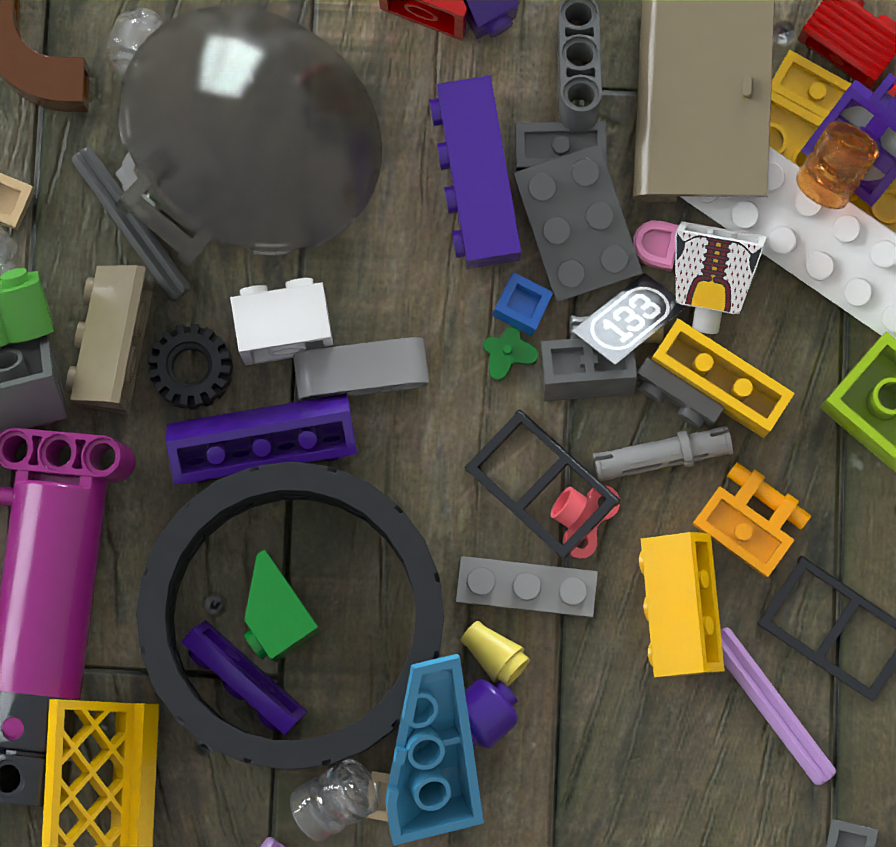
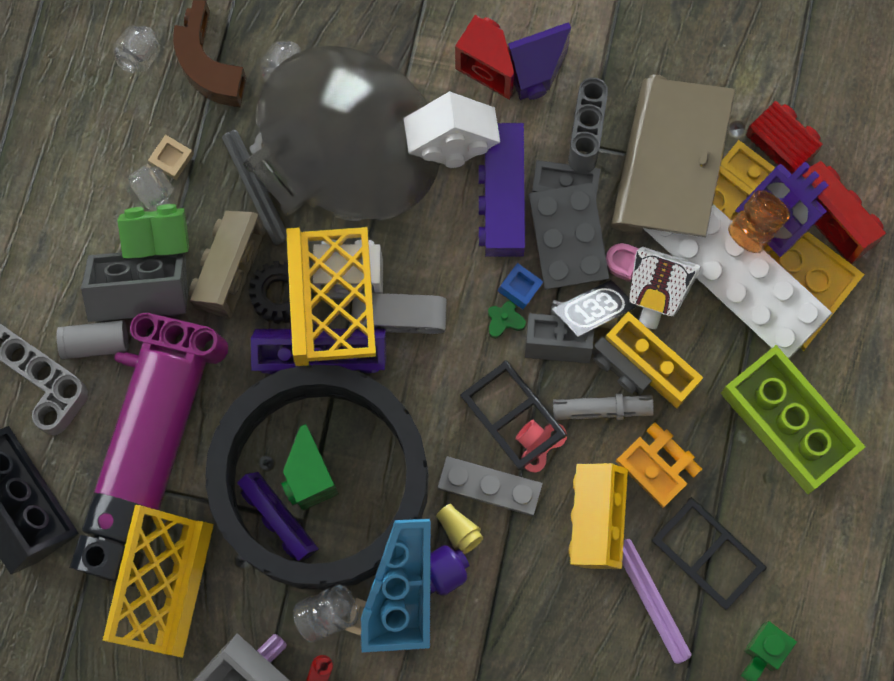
camera: 15 degrees right, 5 degrees down
(227, 376) = (302, 302): none -> yellow fence
(393, 103) = (451, 130): none -> white brick

